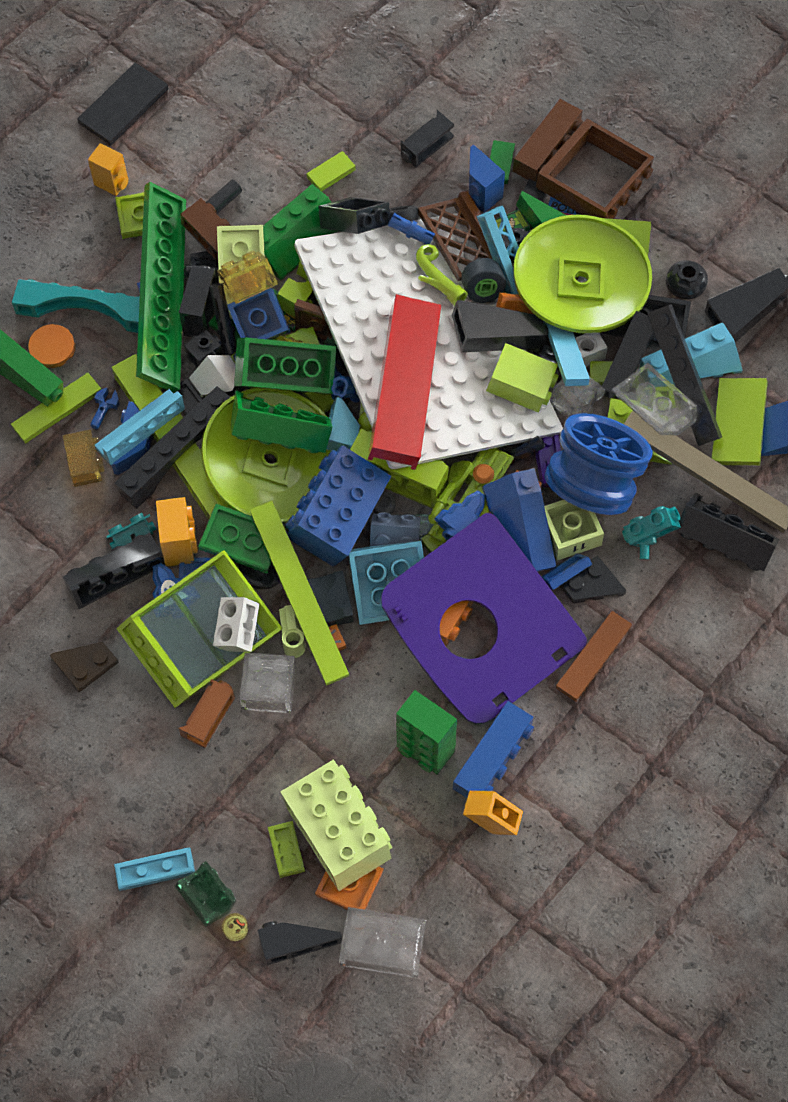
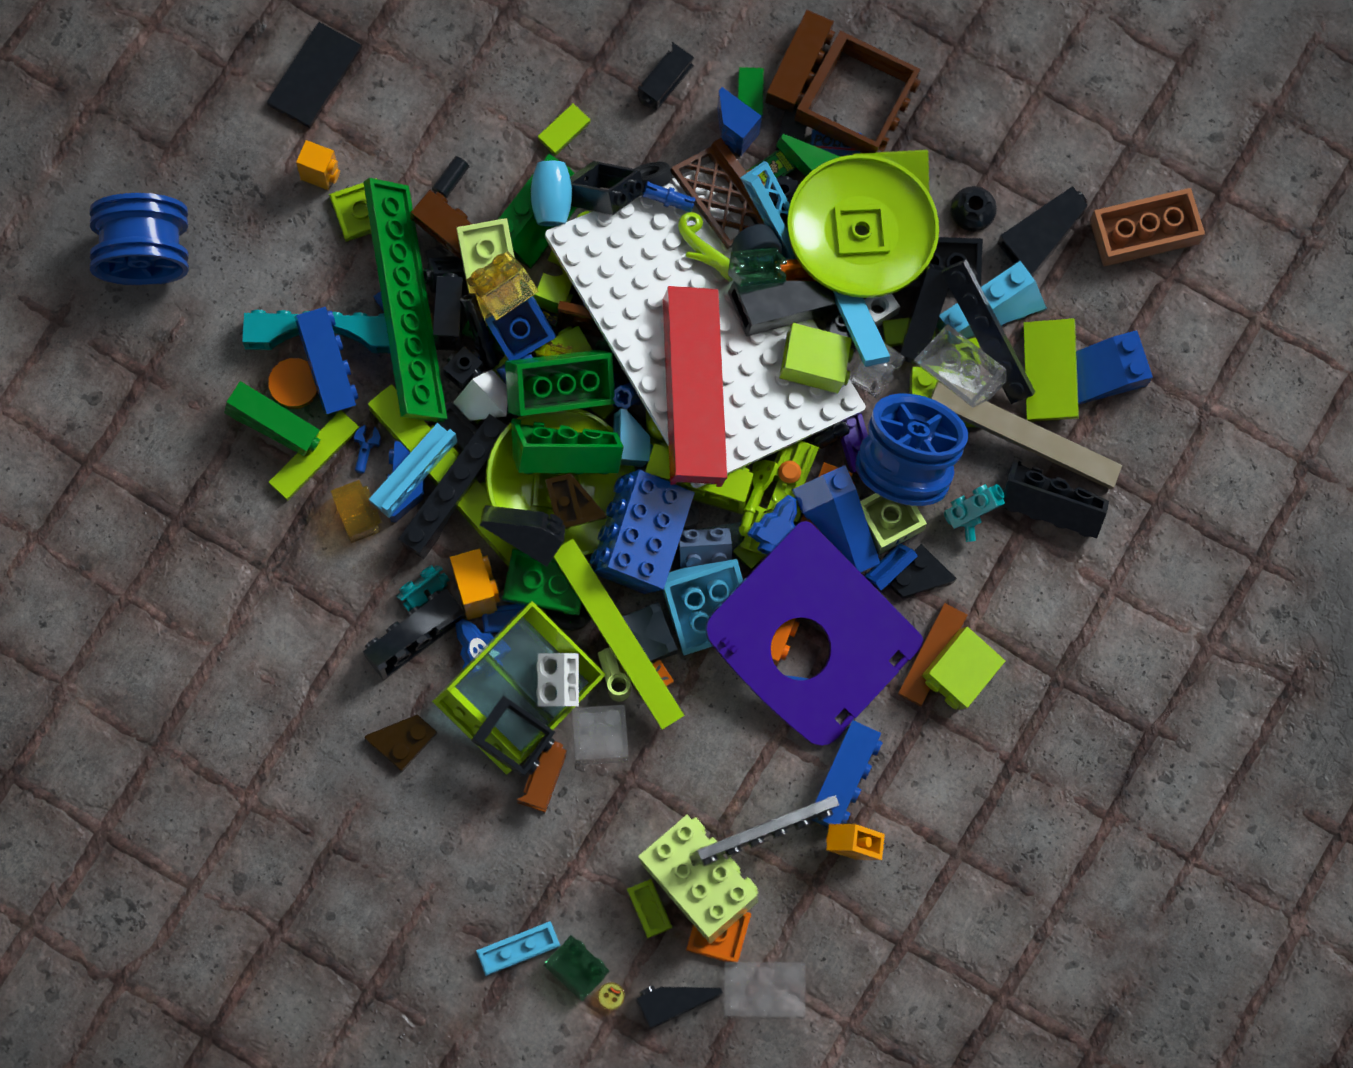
camera: 15 degrees left, 10 degrees up
(80, 325) = (325, 360): none -> blue brick
(166, 649) = (544, 744): none -> black window
(232, 486) = (527, 530): none -> black slope
(277, 471) = (572, 502): none -> dark brown wing
(306, 210) = (551, 193): none -> medium azure piece
(397, 786) = (756, 835): none -> plate
(425, 733) = (776, 772): green brick -> none
(480, 291) = (757, 267): none -> clear green hinge
(620, 670) = (963, 669): none -> lime brick

